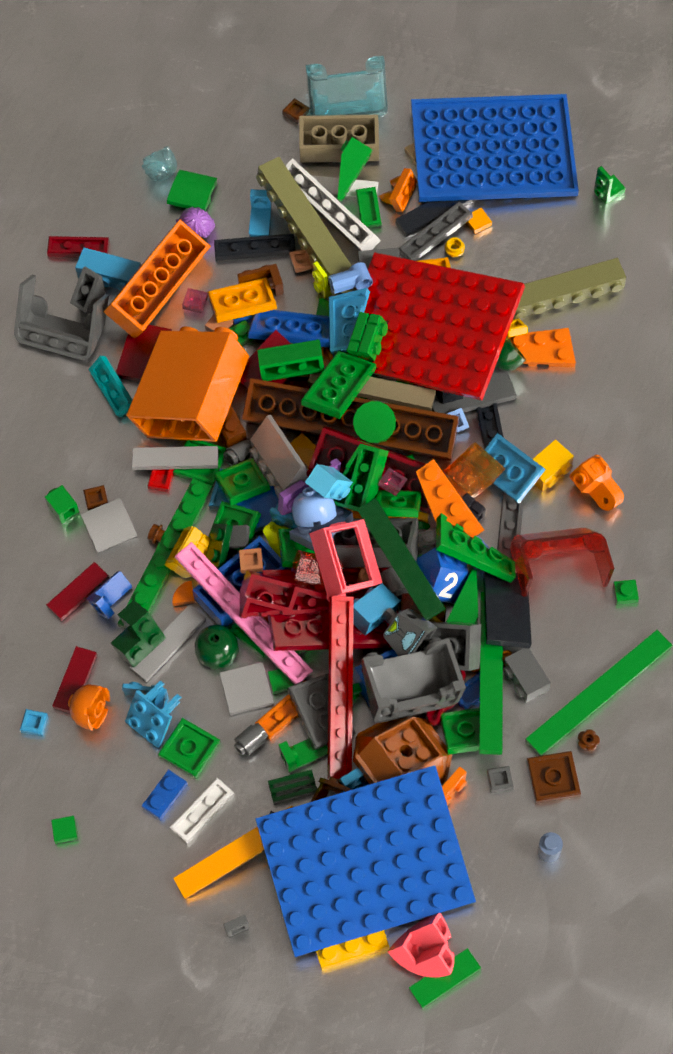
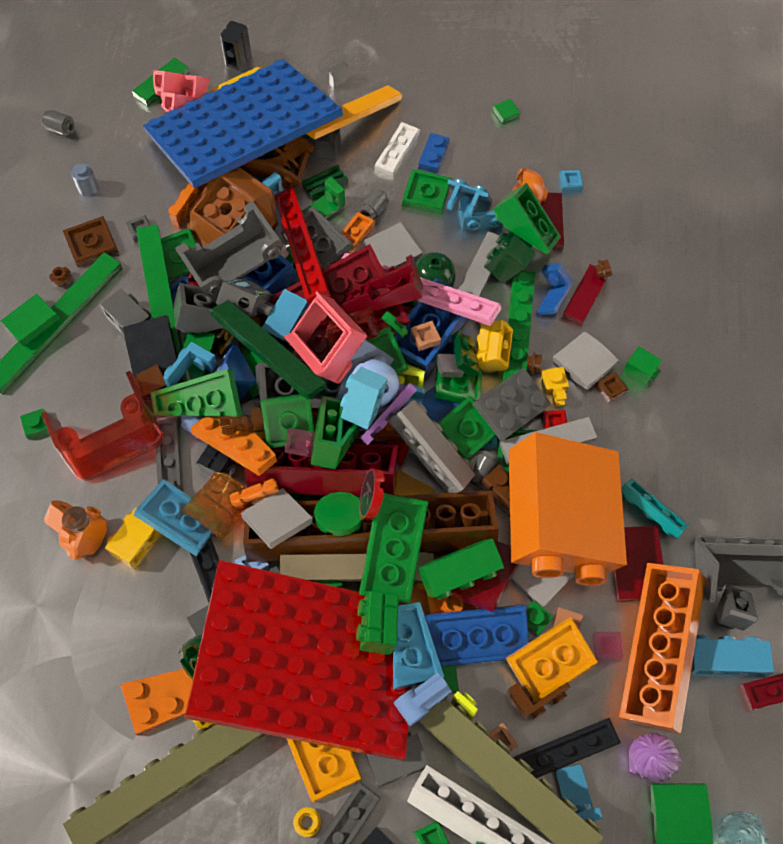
camera: 160 degrees right, 0 degrees up
(53, 601) = (603, 269): none -> reddish brown plate
(108, 658) = (526, 218): none -> green slope
(145, 513) = (555, 382): none -> yellow plate
(194, 491) = (511, 404): none -> dark grey plate
(278, 565) = (390, 320): none -> green tile
(345, 413) = (371, 494): none -> tile
(345, 988) = (236, 45): none -> black brick
(426, 431) = (276, 518): none -> light grey tile
(427, 511) = (235, 423): none -> reddish brown piece
(441, 458) = (254, 493): none -> orange axle
(463, 592) = (192, 354): none -> dark azure bracket
(511, 590) = (151, 379): none -> reddish brown tile
(571, 939) = (58, 122): none -> dark grey brick
(592, 466) = (75, 519): none -> clear smoke tile
(622, 692) = (30, 319): none -> green tile

